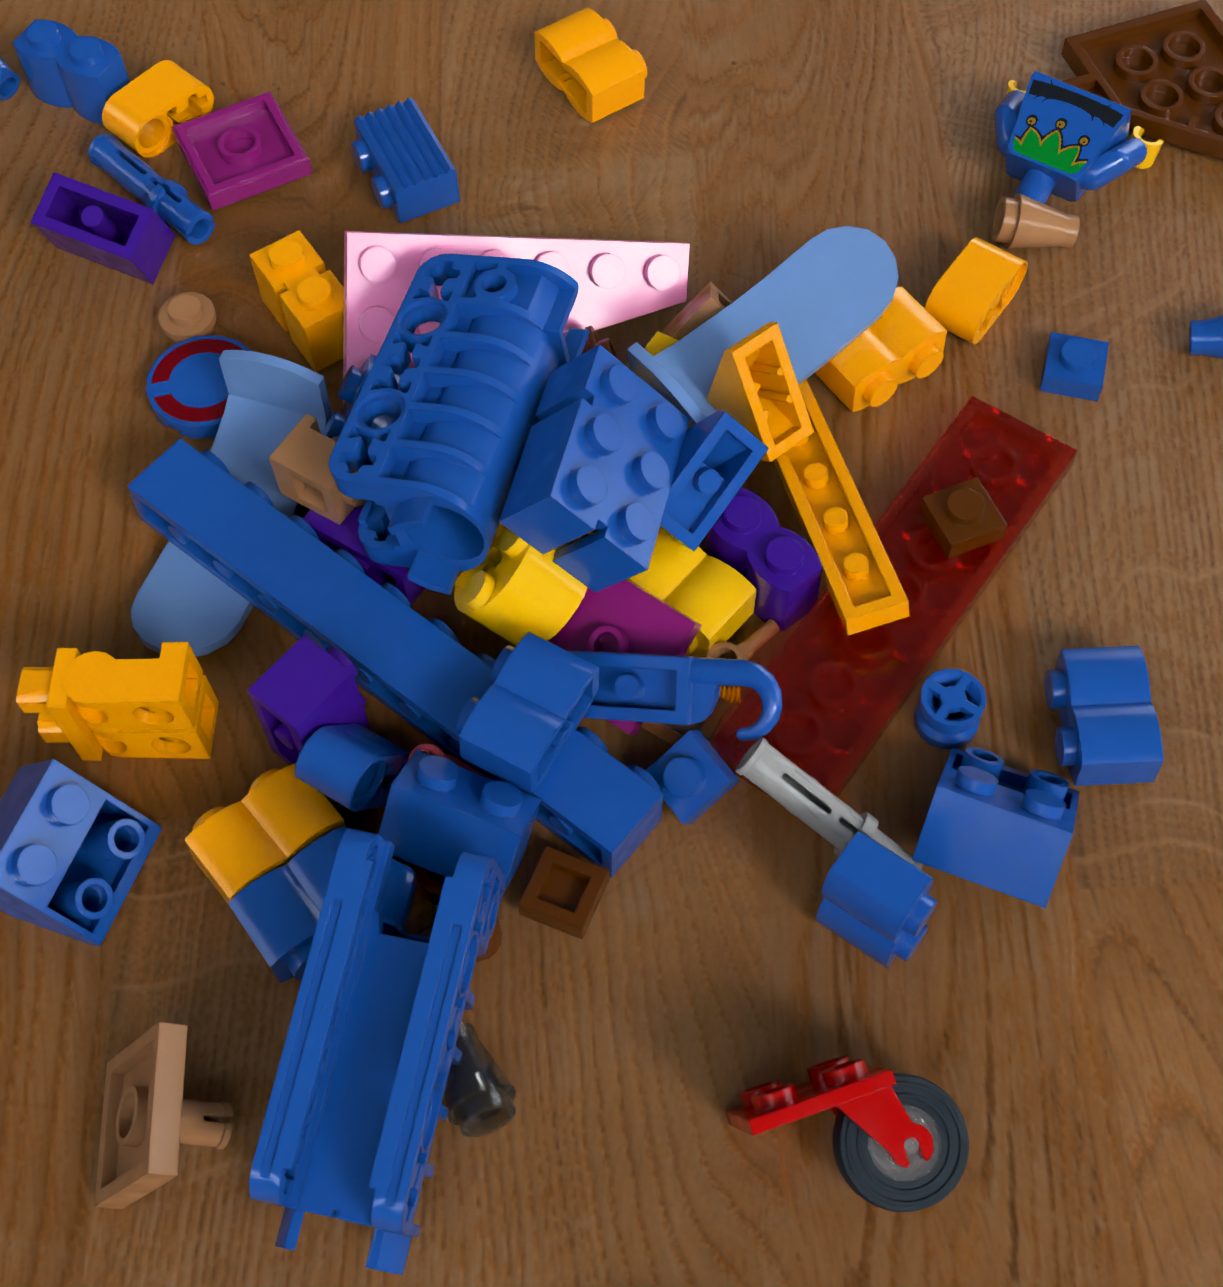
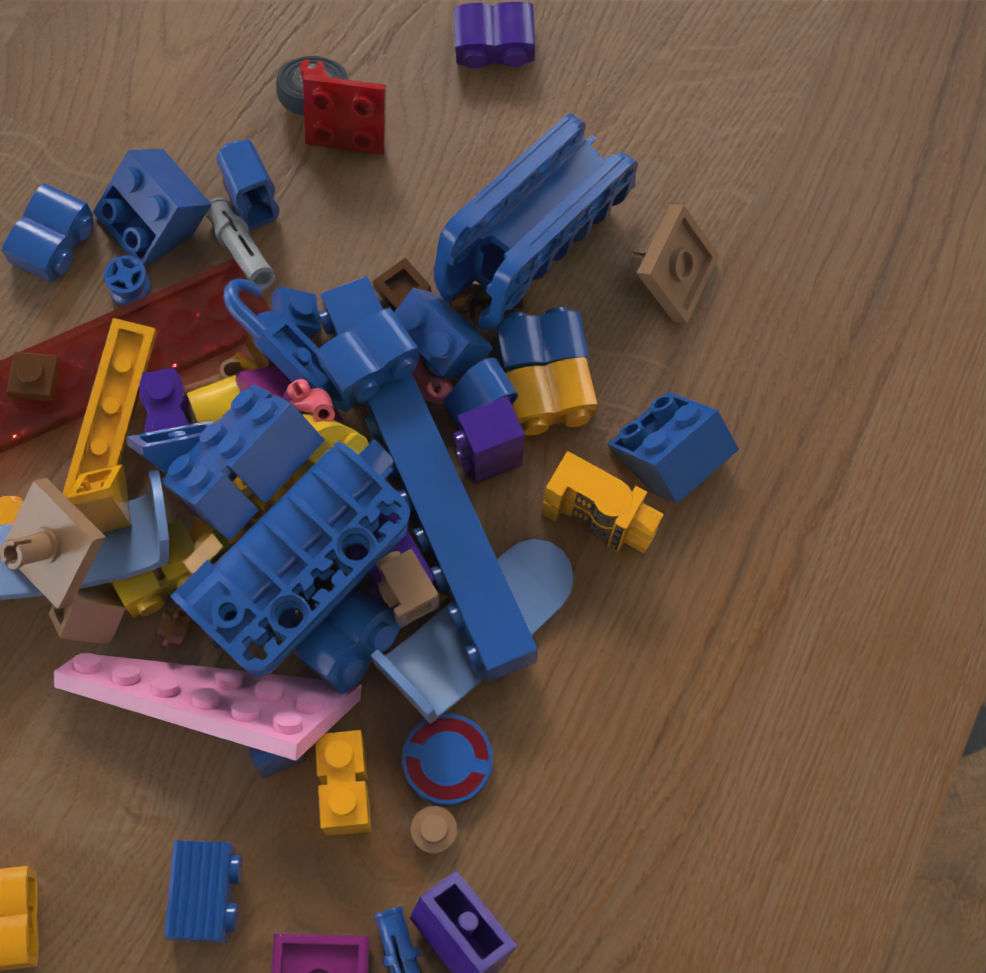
camera: 155 degrees left, 10 degrees up
(570, 629) = (311, 401): none -> coral arm
(767, 290) = (51, 543): none -> medium nougat tile

